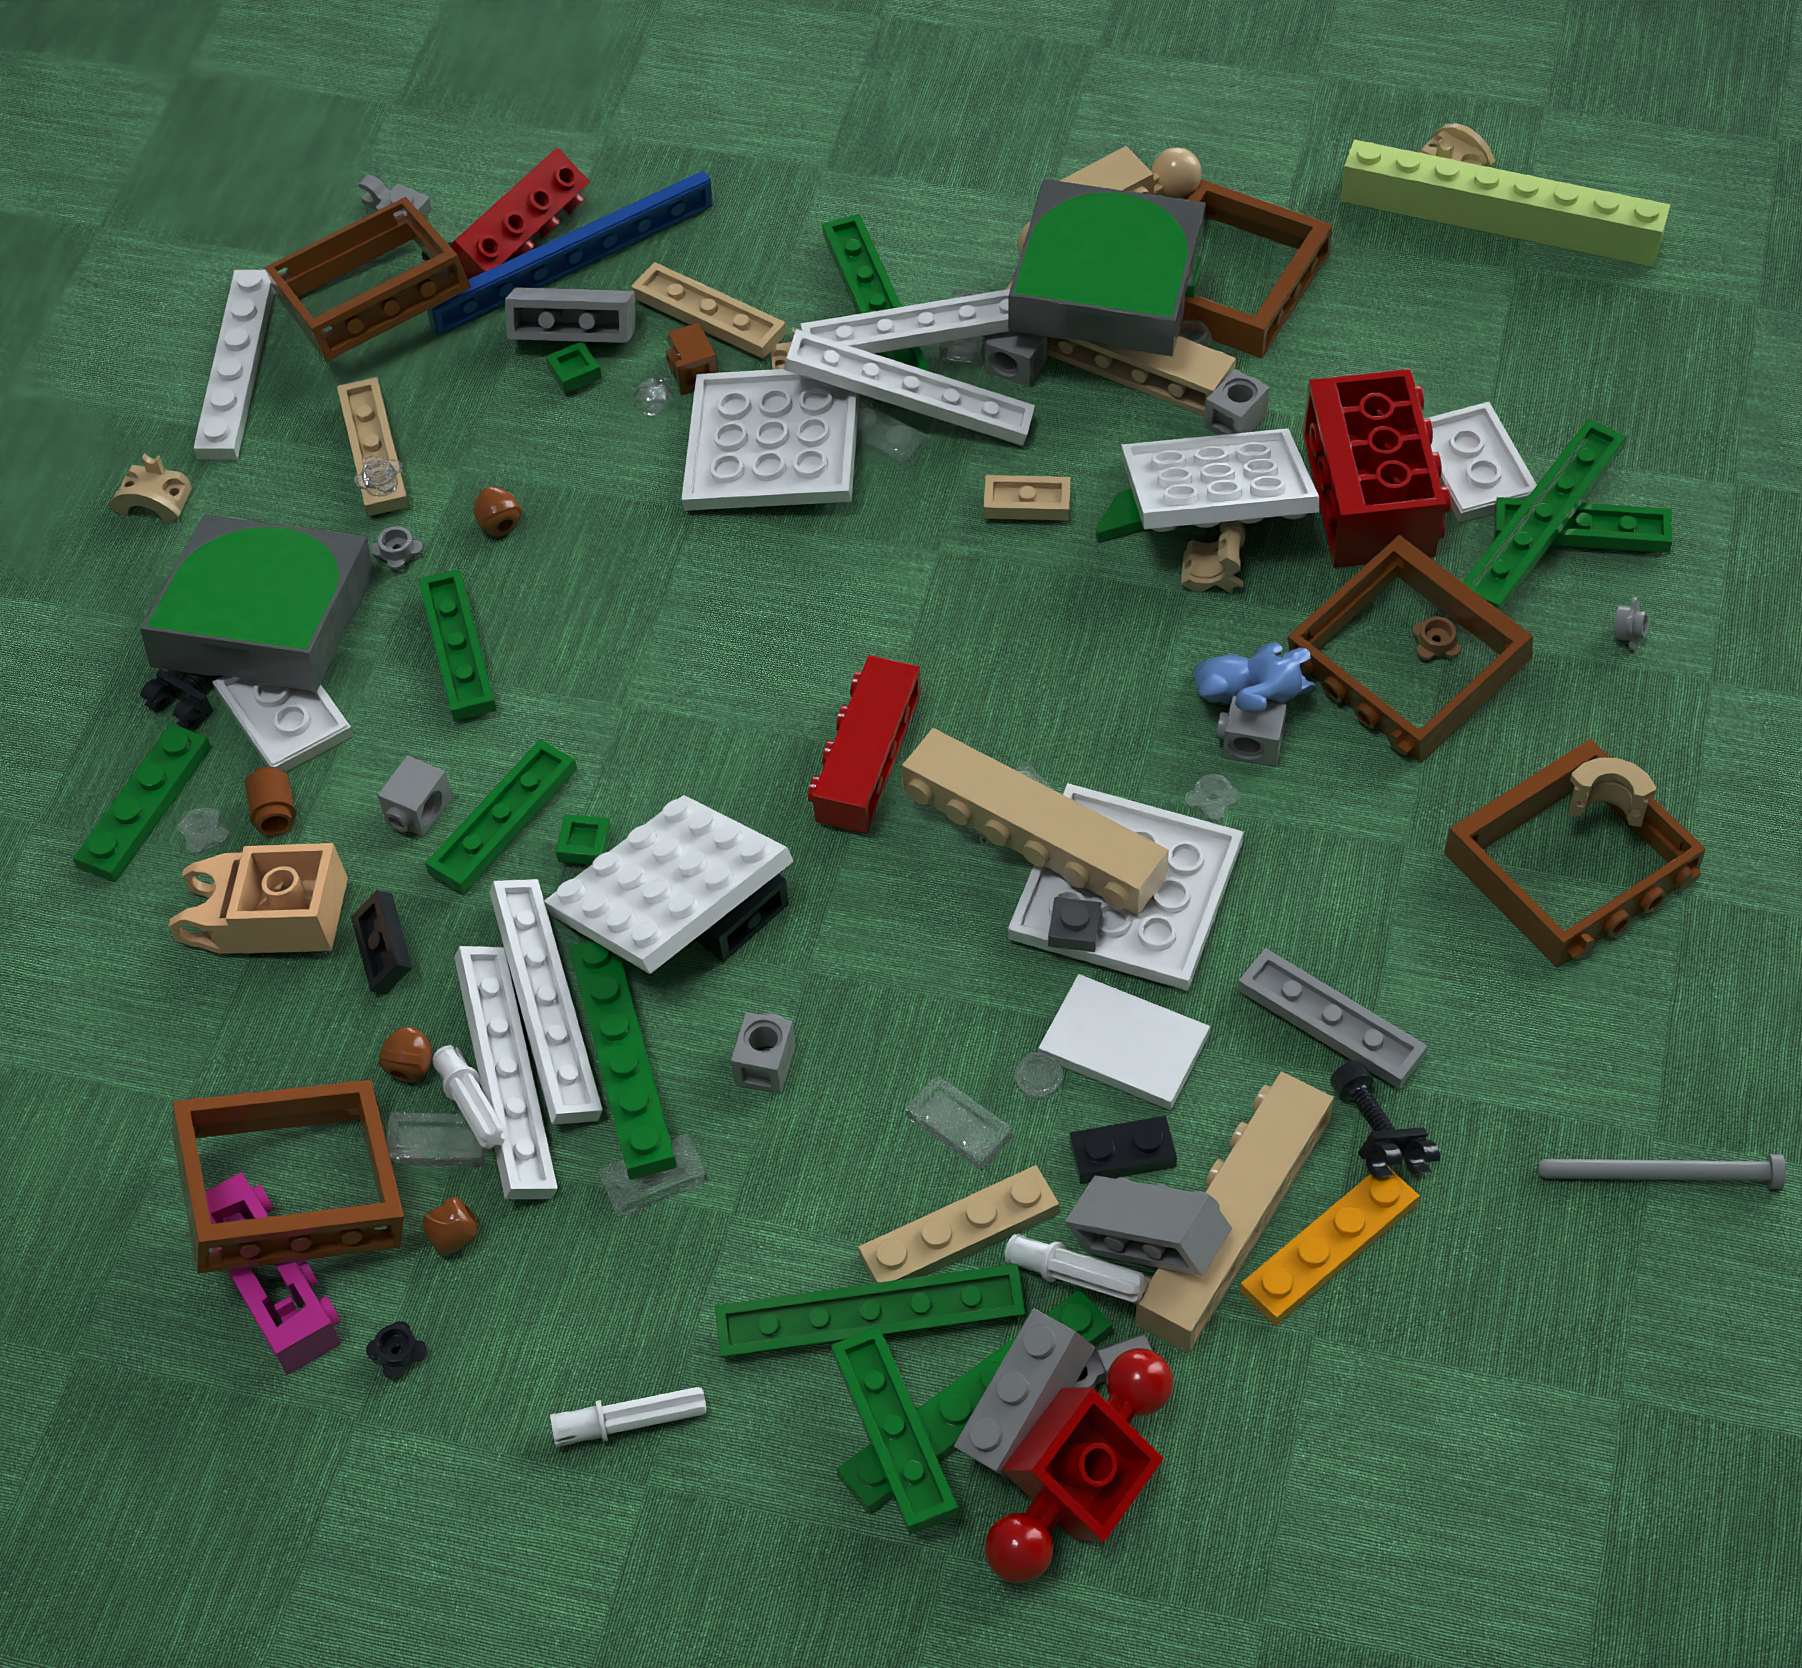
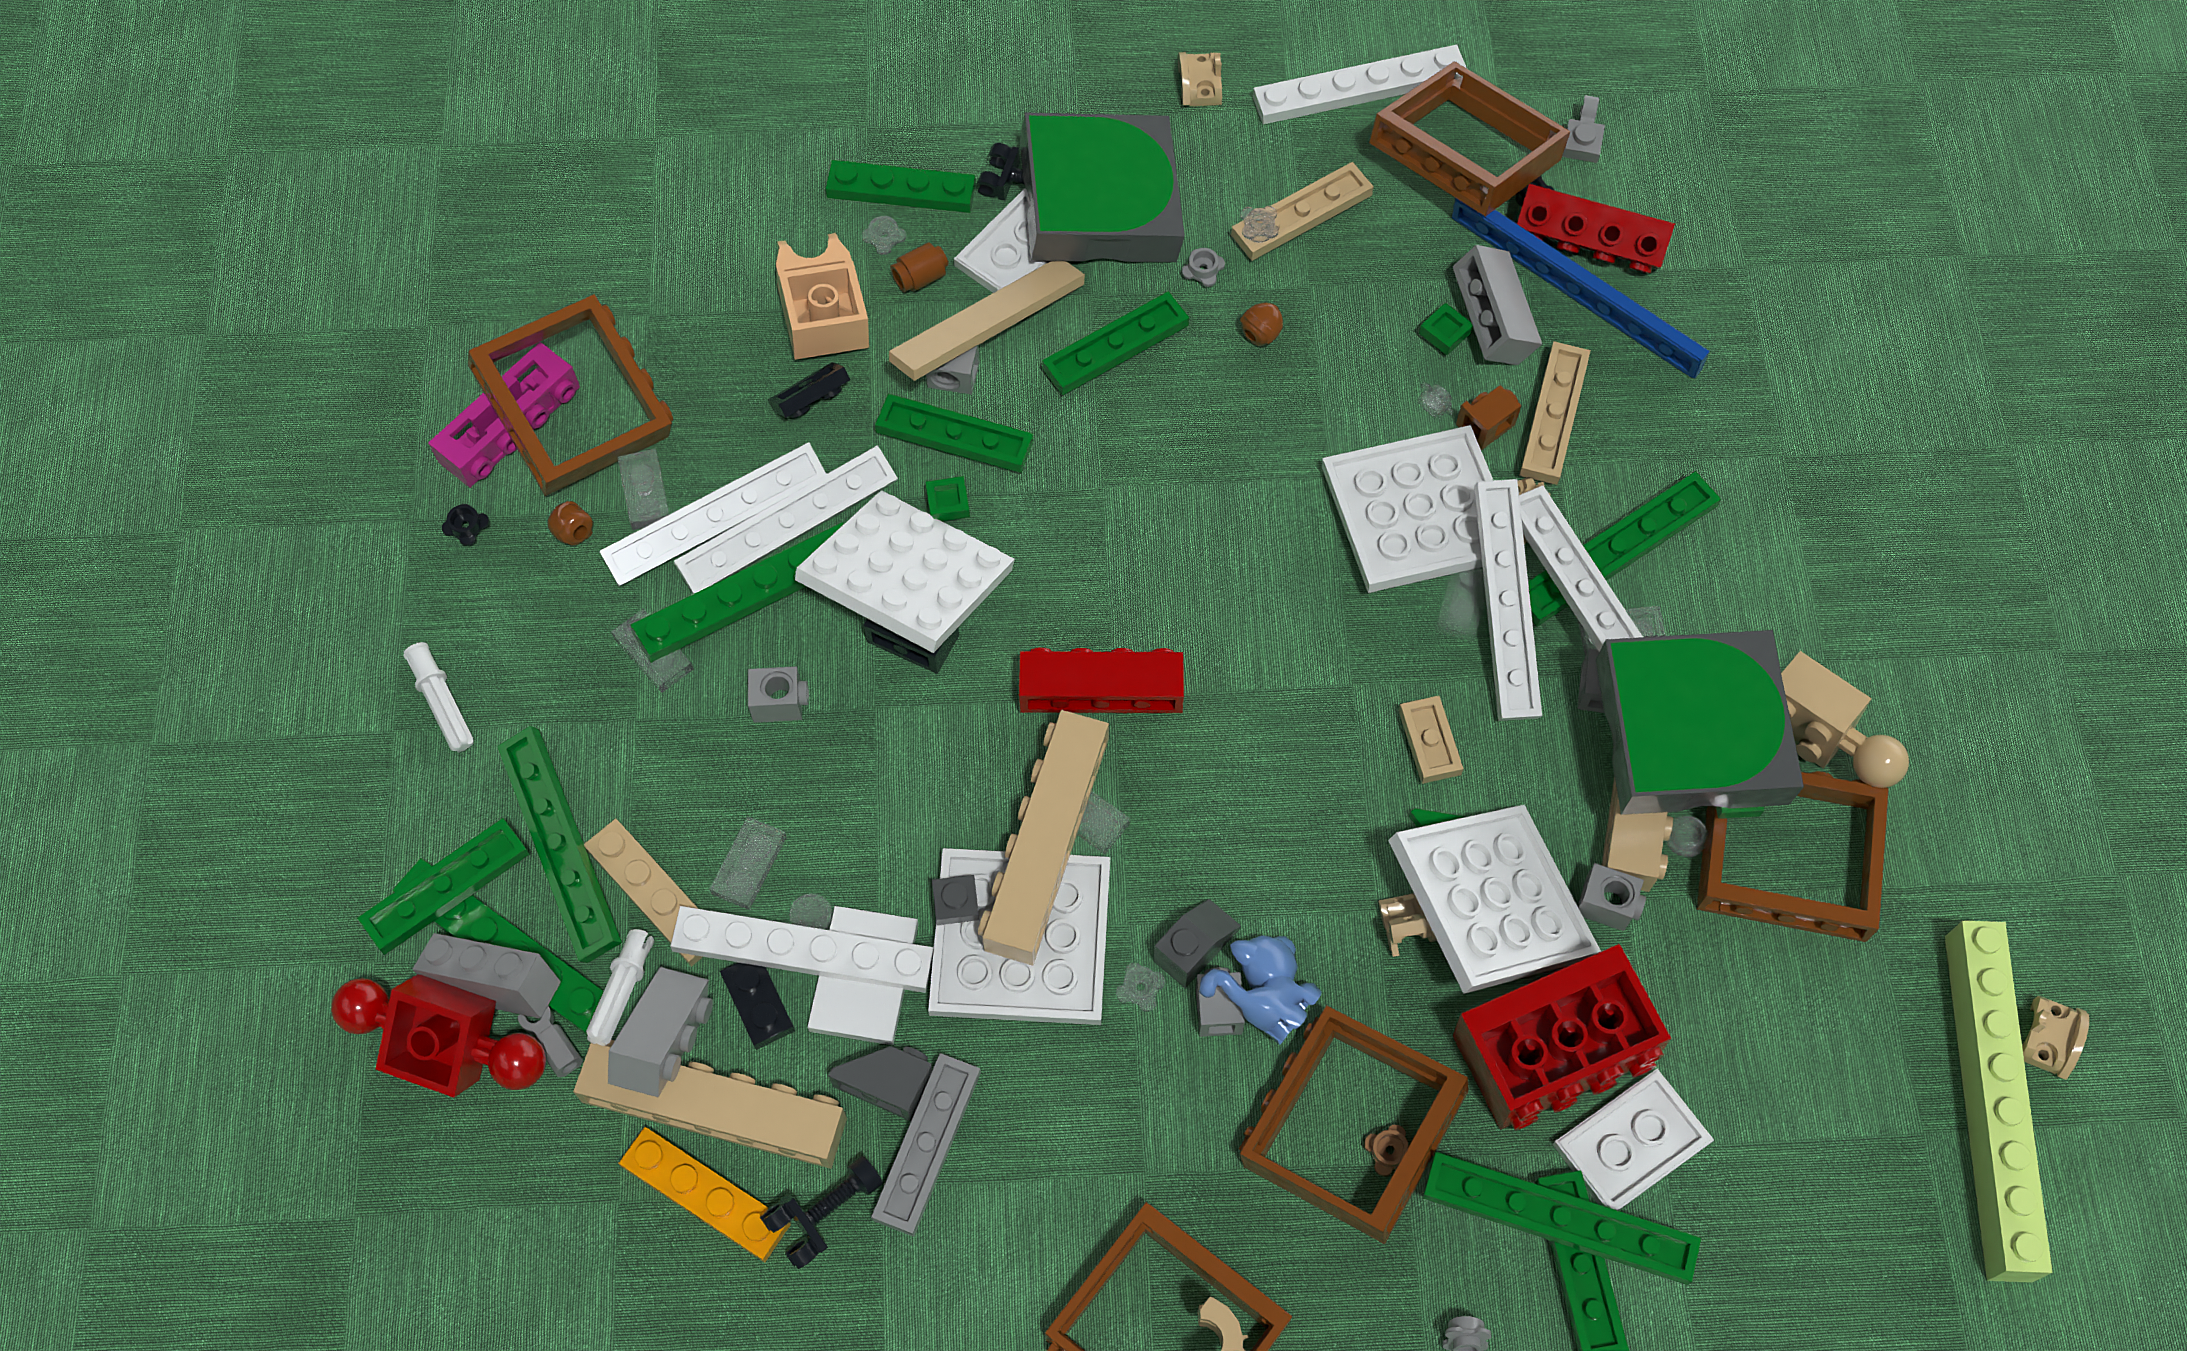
camera: 70 degrees right, 10 degrees up
(380, 742) = (985, 318): none -> tan tile
(406, 1055) = (711, 442): dark orange piece -> none
(463, 1086) = (688, 489): white axle -> none
(1082, 1085) = (802, 949): none -> white plate
(1183, 739) = (1194, 941): none -> dark grey slope
(1255, 1035) = (886, 1079): none -> dark grey slope

